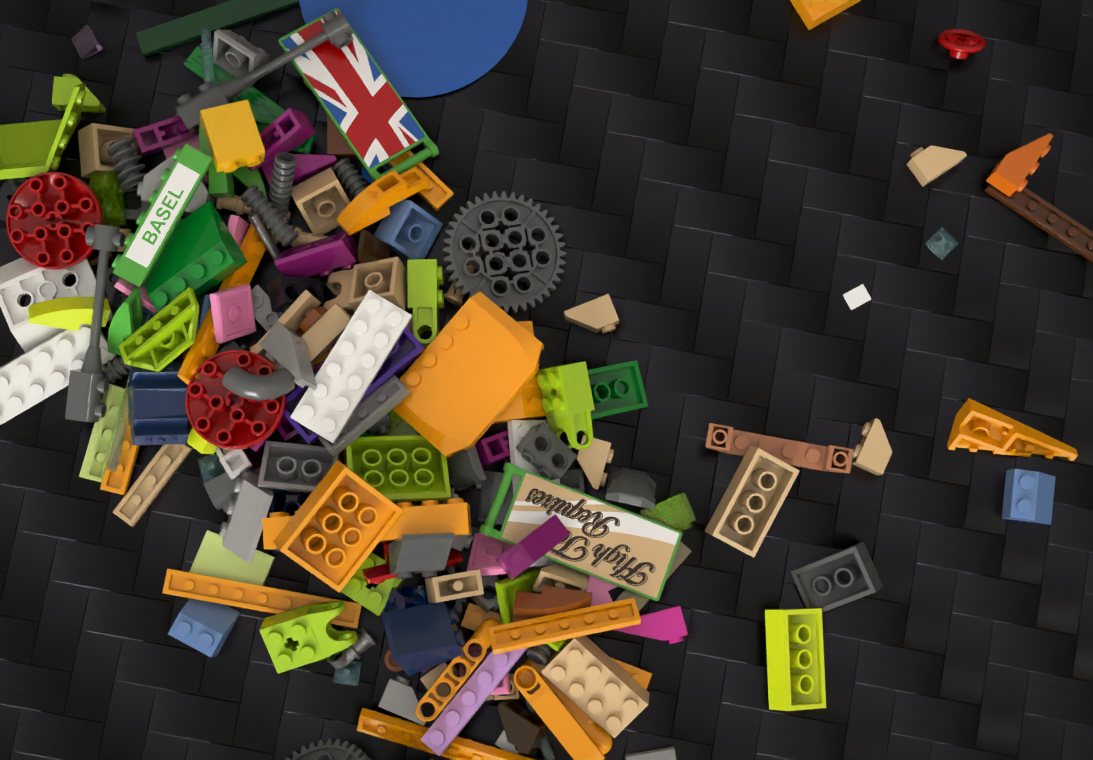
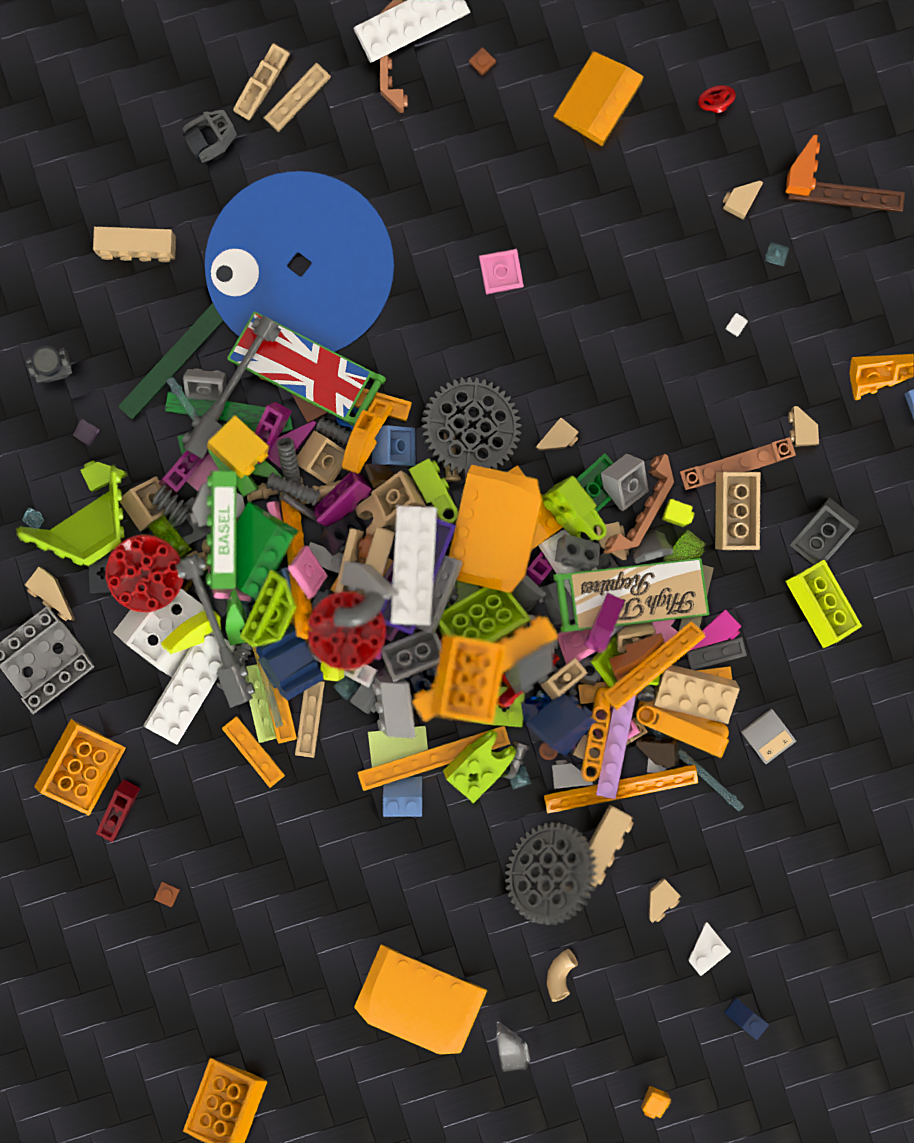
camera: 25 degrees left, 5 degrees up
(69, 484) = (253, 751): none -> light orange tile
(628, 105) = (501, 271): none -> bright pink tile
(643, 402) = (625, 481): none -> light grey slope
(644, 650) = (716, 653): none -> dark grey tile
(683, 468) = (678, 513): none -> neon yellow brick
(689, 413) = (661, 470): none -> nougat slope

